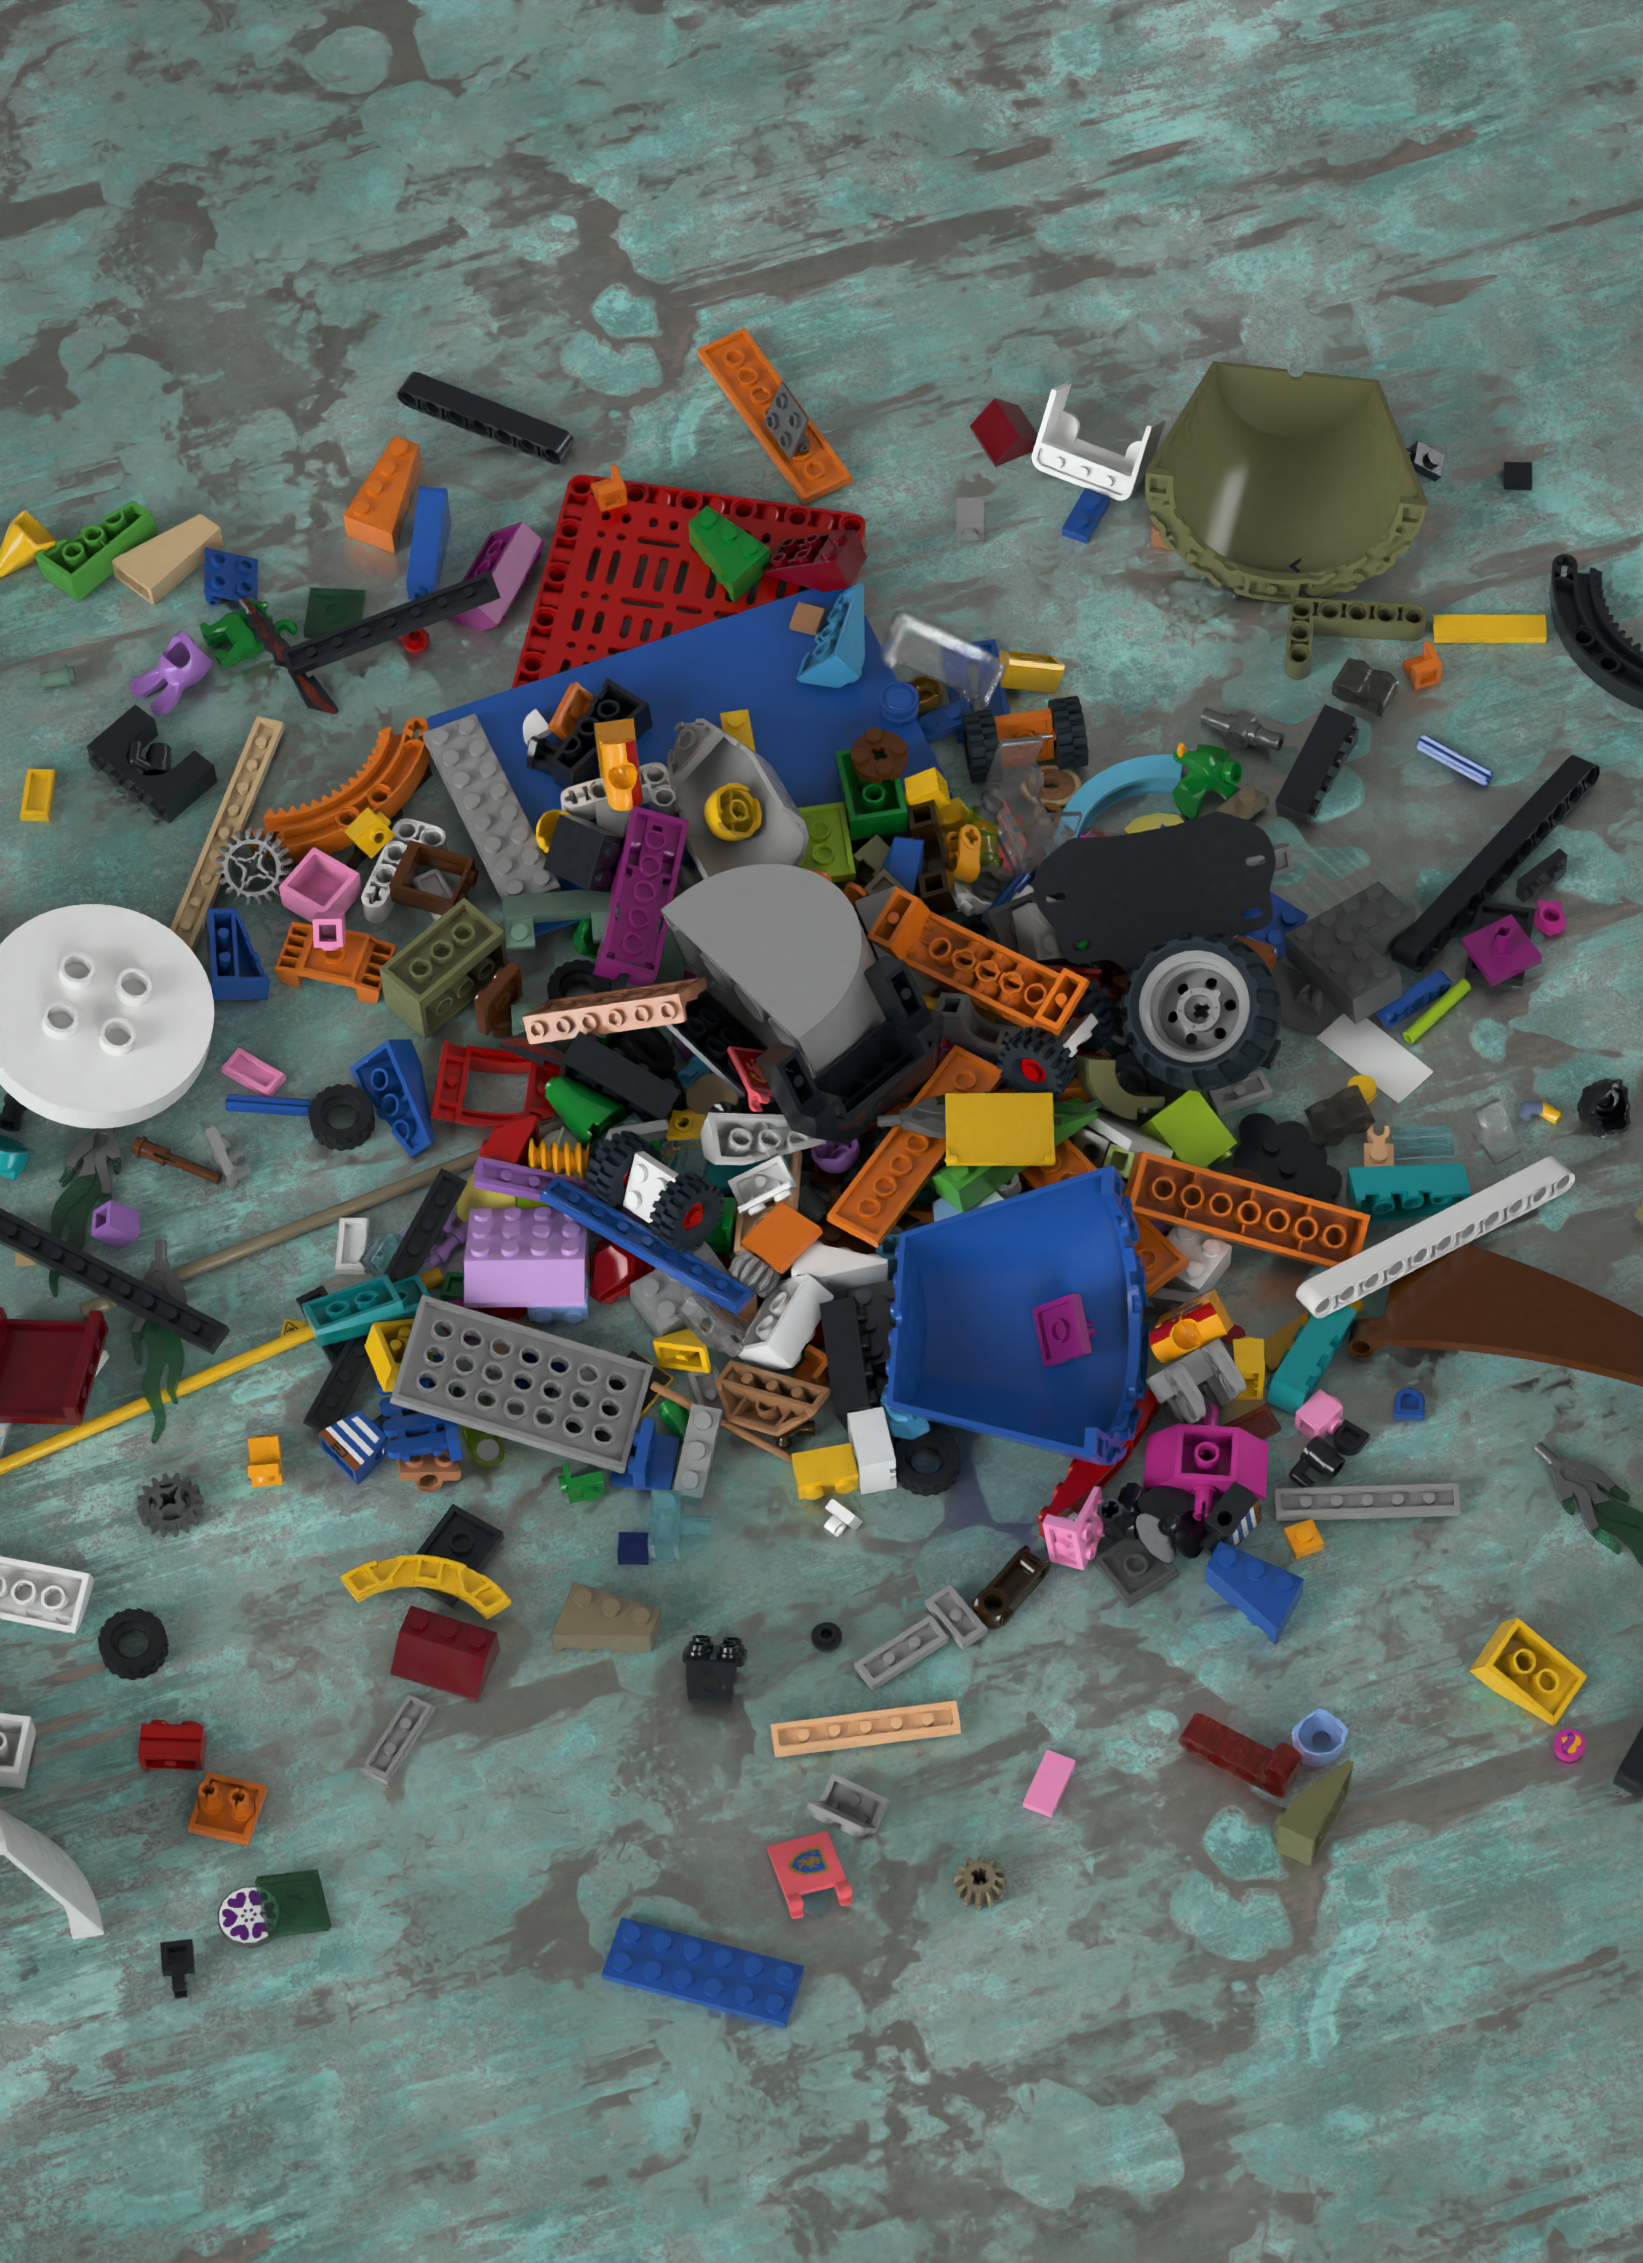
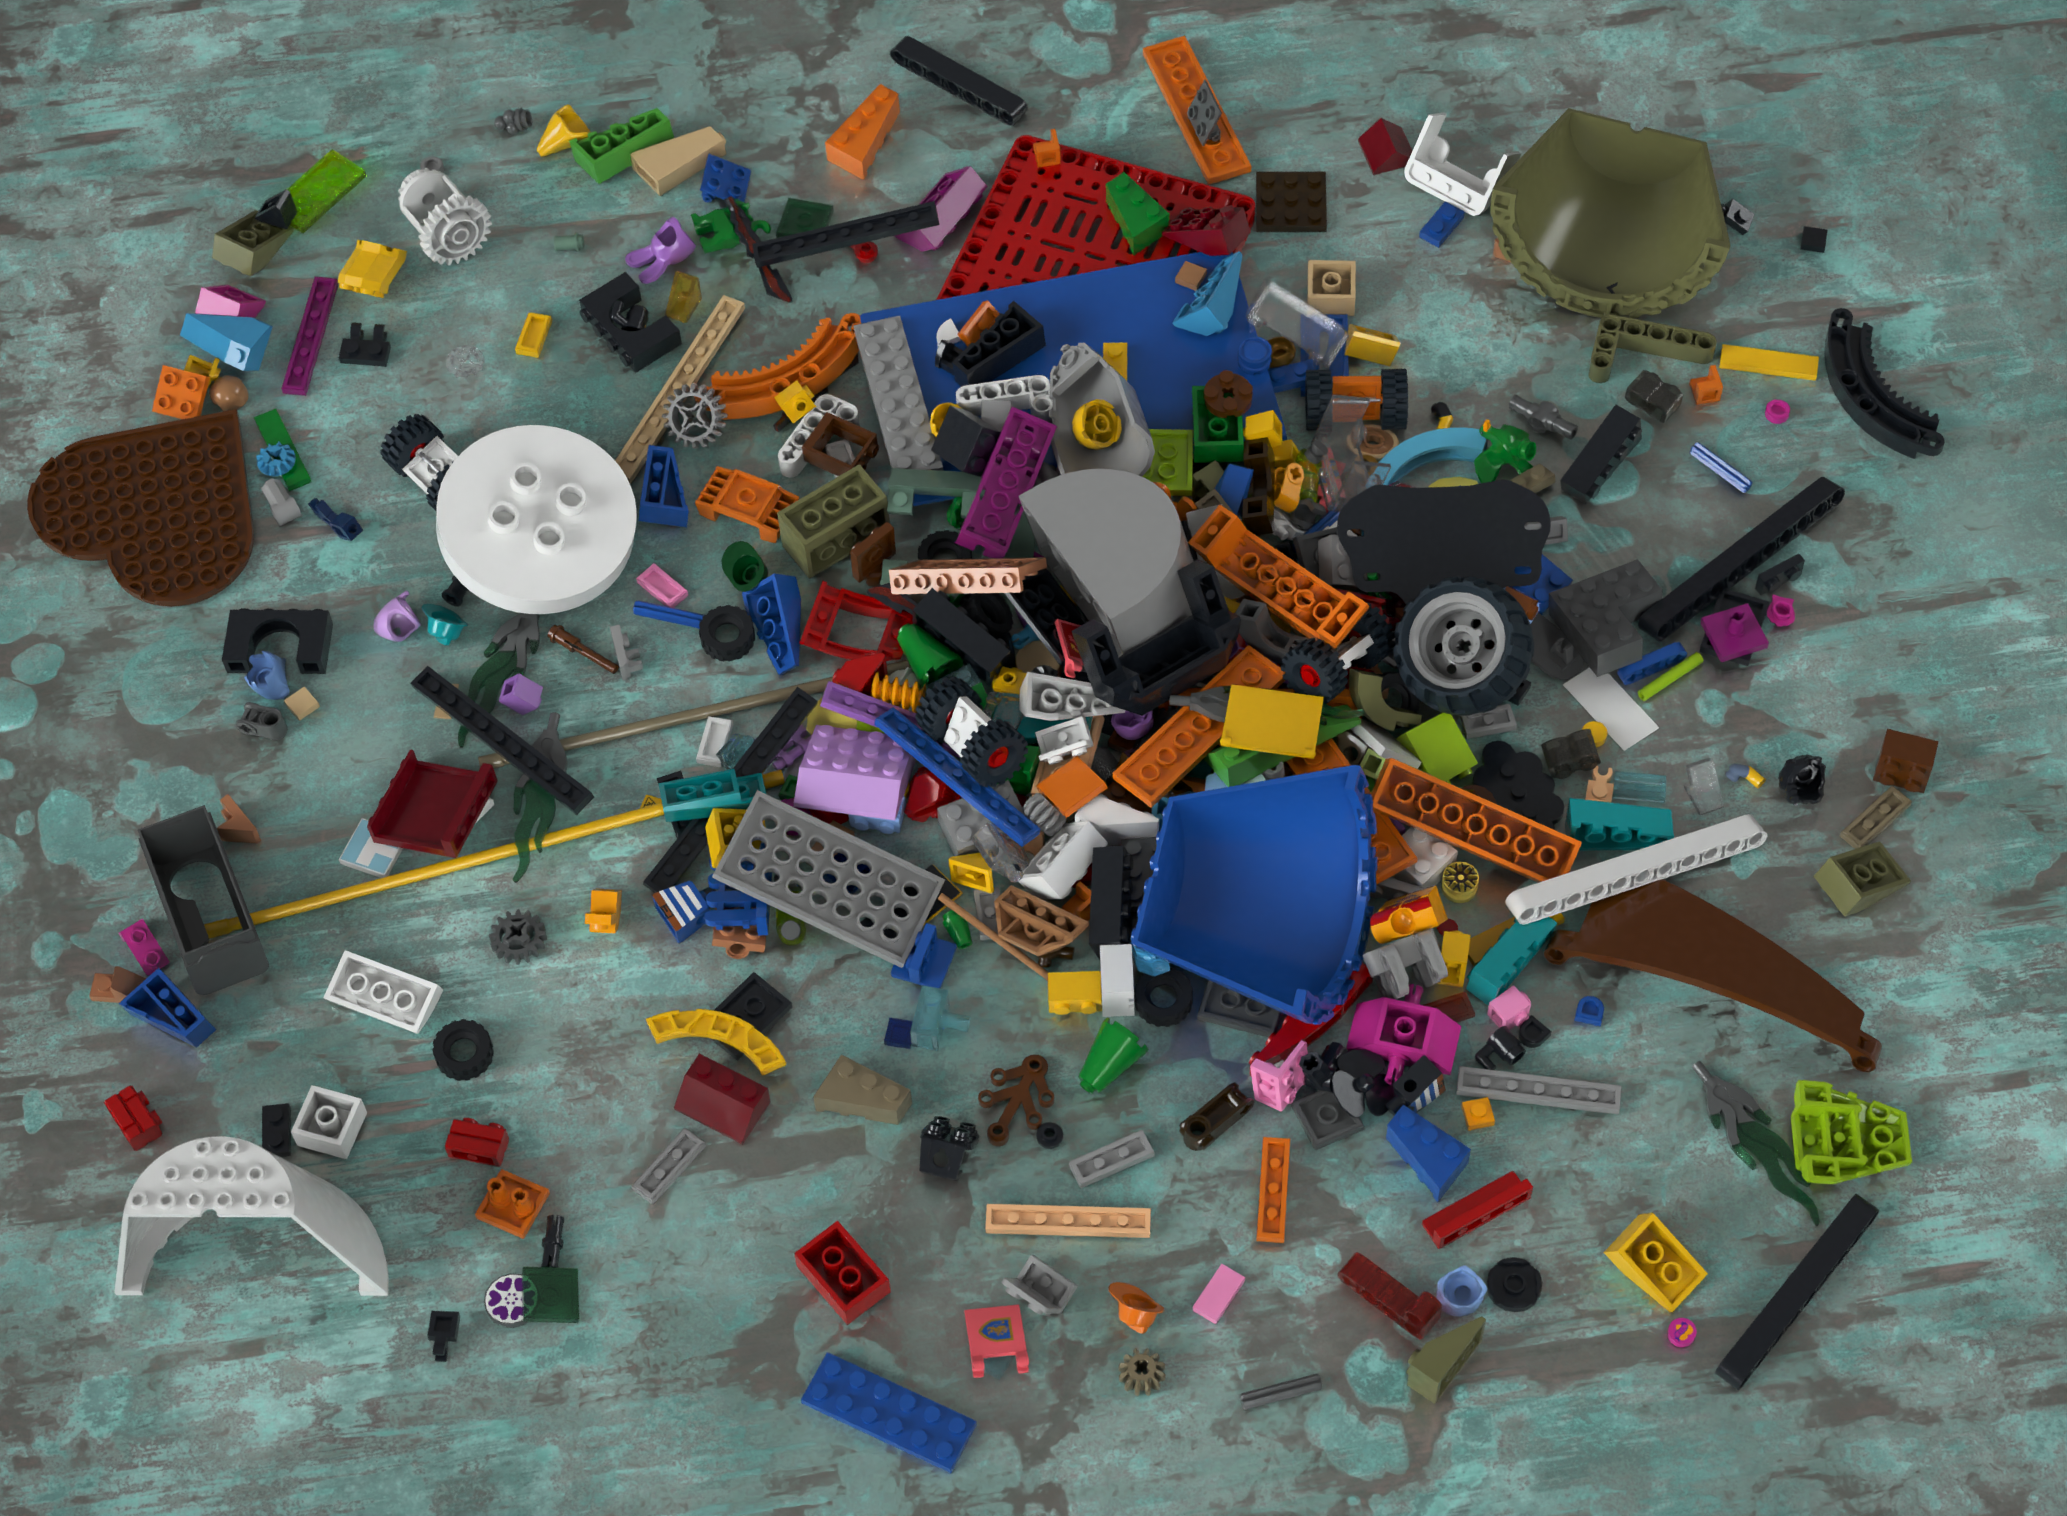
camera: 10 degrees right, 0 degrees up
(209, 725) = (683, 297): none -> clear yellow slope
(282, 1843) = (552, 1241): none -> black pin
(320, 886) = (746, 442): bright pink piece -> none
(329, 930) = (743, 476): bright pink brick -> none
(346, 1036) = (743, 566): none -> dark green piece
(428, 541) = (892, 171): blue slope -> none
(583, 1487) = (865, 974): green bracket -> none
(619, 763) = (1008, 370): light orange piece -> none
(622, 1826) = (842, 1272): none -> red brick
(648, 1130) = (976, 681): light grey tile -> none
(698, 1451) = (969, 958): light grey plate -> none
(781, 1597) = (1017, 1095): none -> reddish brown plant
(840, 1518) = (1080, 1034): white tile -> none
(879, 1537) = (1110, 1056): none -> green cone
(905, 512) = (1291, 202): none -> dark brown plate
(956, 1617) = (1164, 1135): light grey plate -> none
(959, 1812) = (1135, 1306): none -> orange piece
(970, 519) = (1344, 214): light grey brick -> none
(972, 608) = (1332, 286): none -> tan brick
(1013, 1464) = (1237, 1011): none -> dark grey tile
(1063, 1330) = (1297, 901): magenta tile -> none
(1090, 1658) = (1273, 1190): none -> orange plate
(1126, 739) = (1443, 412): none -> arm
(1138, 1879) = (1280, 1391): none -> dark grey axle
(1239, 1282) = (1459, 883): none -> light yellow wheel
(1321, 1644) = (1477, 1209): none -> red panel
(1376, 1722) = (1514, 1284): none -> black tile
(1508, 685) = (1777, 411): none -> dark pink tile

